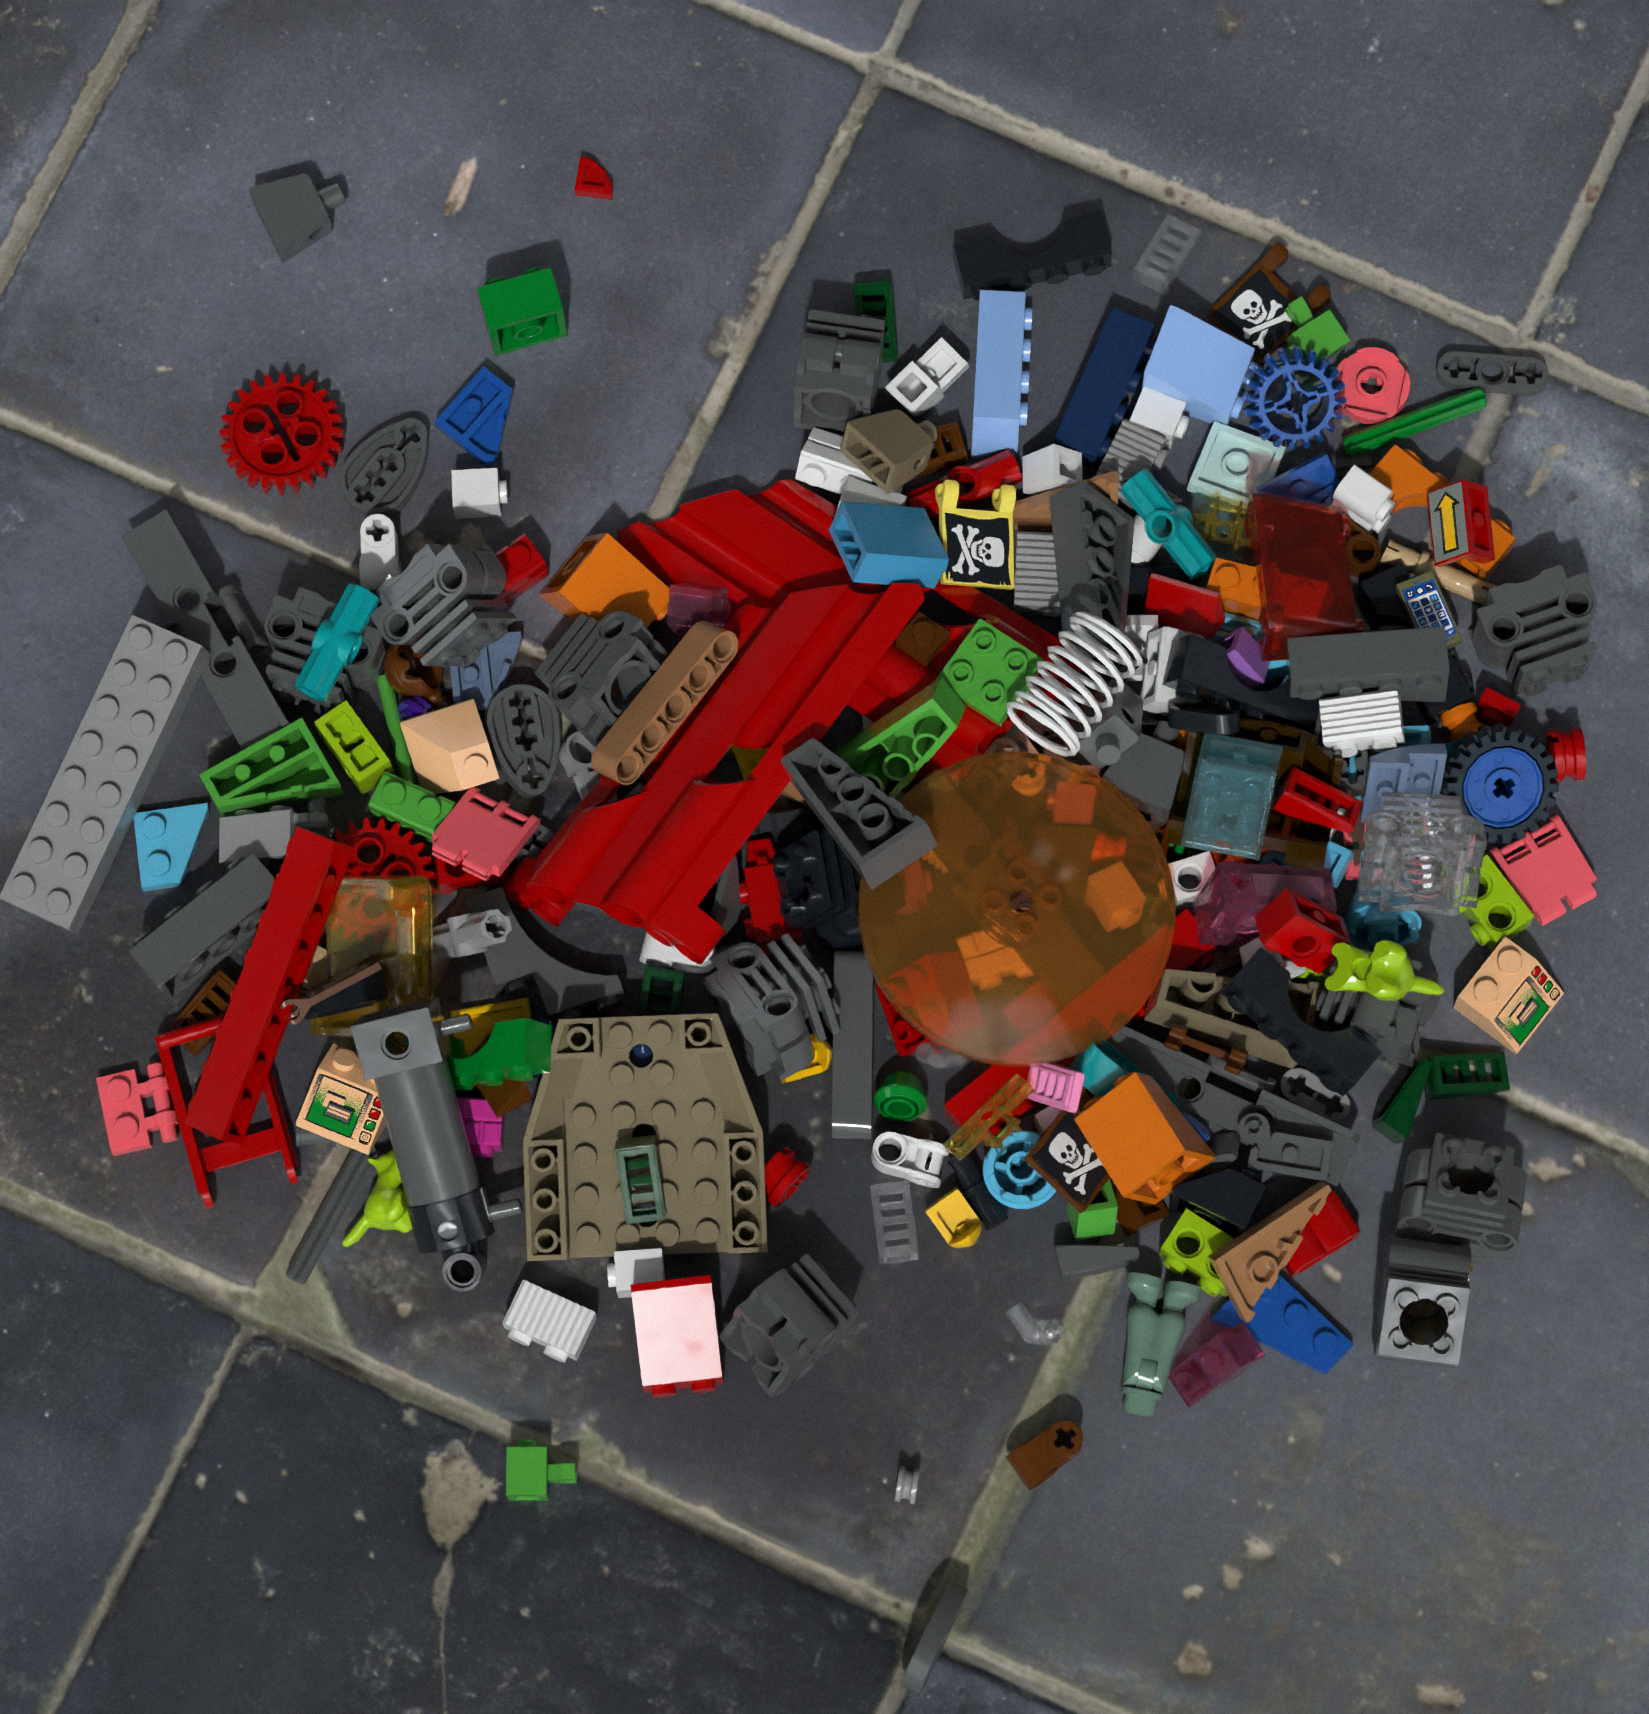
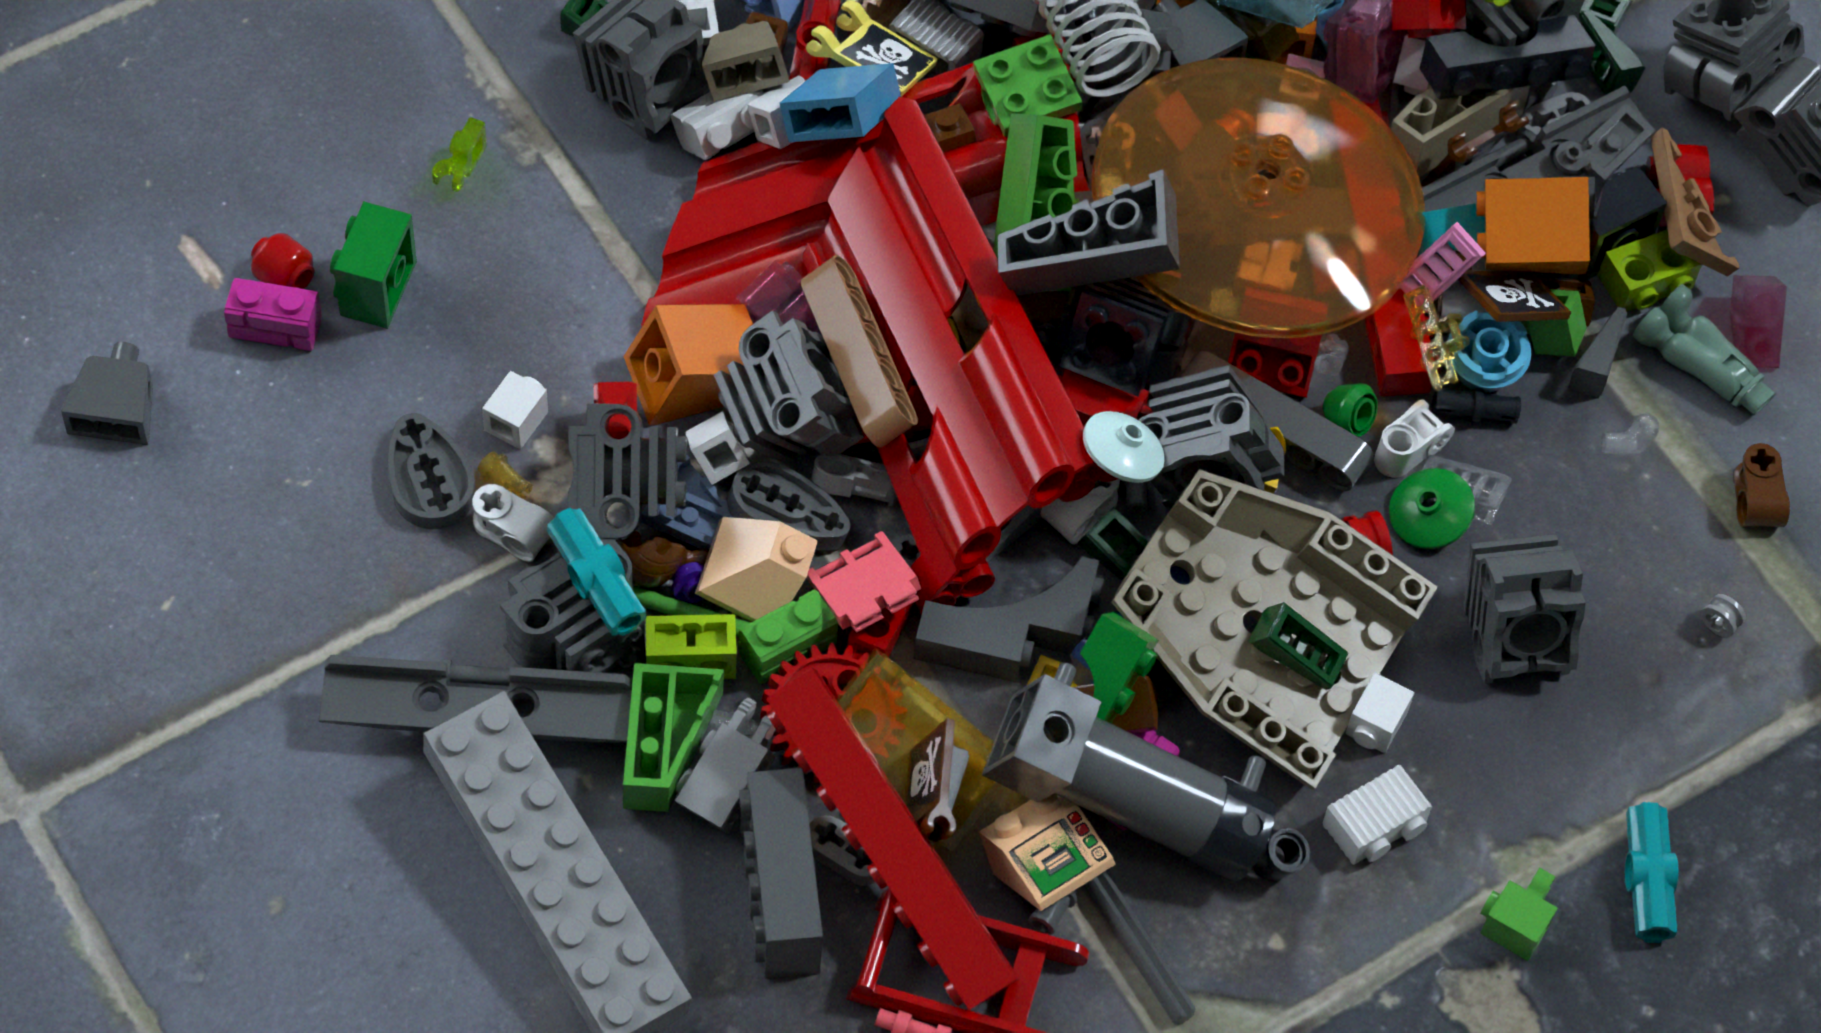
camera: 65 degrees left, 15 degrees down
(166, 844) = (659, 874): medium azure wing -> none
(208, 992) = (848, 899): reddish brown slope -> none
(251, 449) = (318, 566): red gear -> none
(385, 1204) = (1169, 880): lime animal -> none
(416, 524) = (499, 472): none -> clear yellow pin
(438, 270) = (273, 314): none -> dark pink brick
(470, 934) = (962, 641): light grey piece -> none
(478, 417) = (441, 369): blue wing -> none
(487, 246) = (282, 261): none -> red head
(527, 652) = (716, 448): none -> white brick
(592, 180) = (286, 156): red tile -> none
(636, 1550) = (1651, 872): none -> teal piece
(677, 1335) = (1465, 711): slope -> none
(681, 303) = (467, 149): none -> clear neon green plate
(683, 947) = (1123, 447): none -> light aqua dish
(865, 1220) = (1433, 525): none -> green dish
(955, 1219) = (1495, 435): yellow plate -> none
(1291, 1327) = (1760, 249): blue wing -> none

